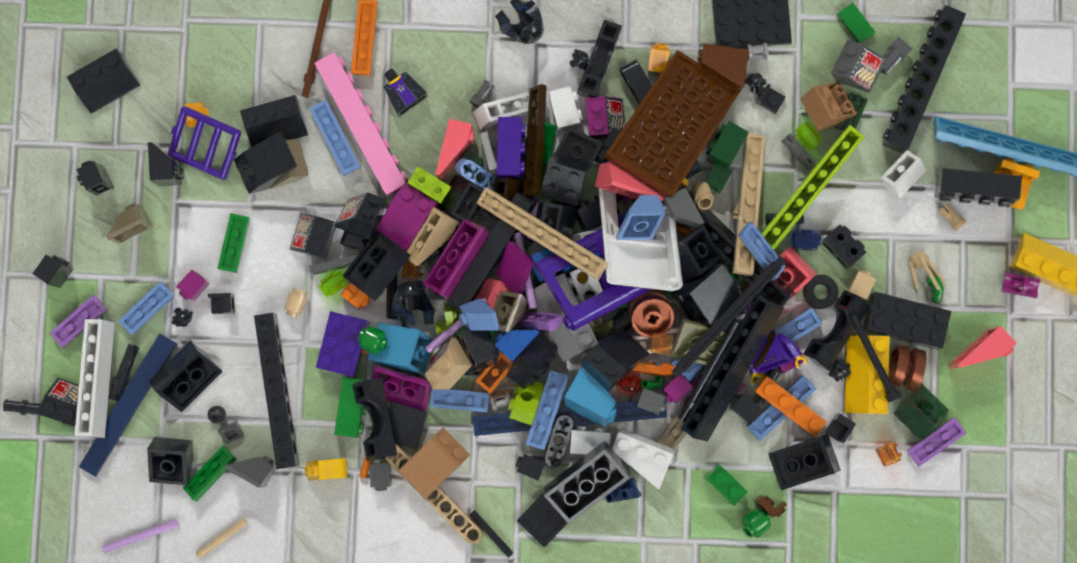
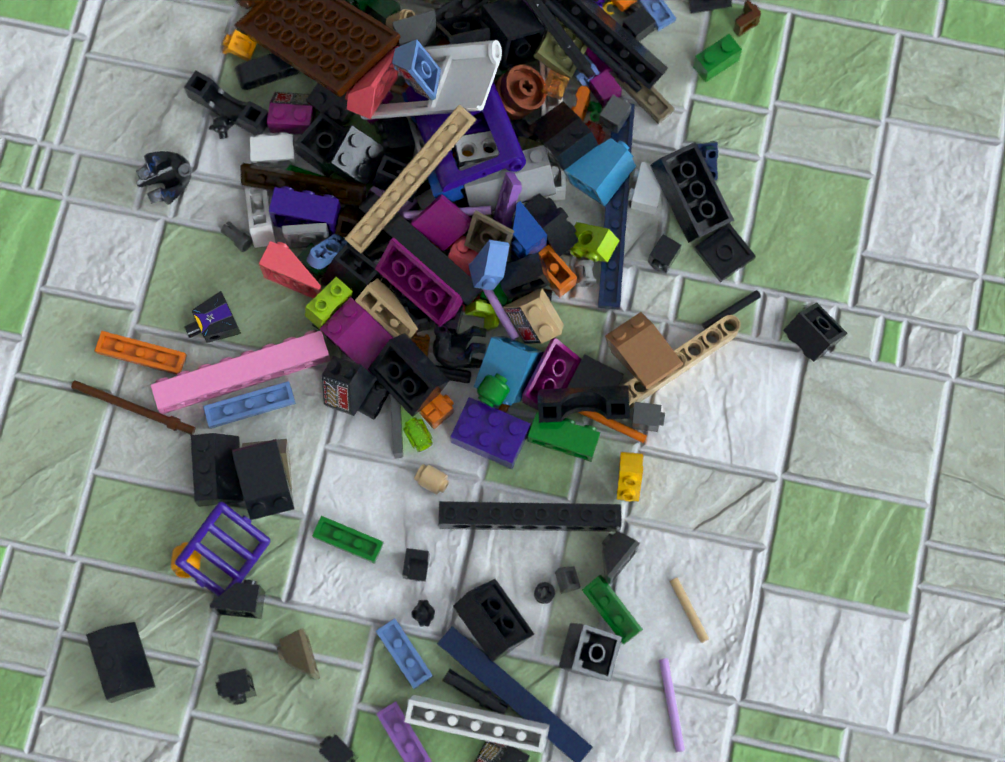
camera: 80 degrees left, 10 degrees down
(192, 285) = (388, 594): magenta brick -> none
(313, 236) = (358, 447): black slope -> none
(460, 400) = (577, 316): medium blue plate -> none
(547, 410) = (592, 214): medium blue plate -> none
(567, 428) = (630, 220): black beam -> none
(644, 455) = (674, 129): white wedge -> none
(756, 523) = (763, 35): green head -> none

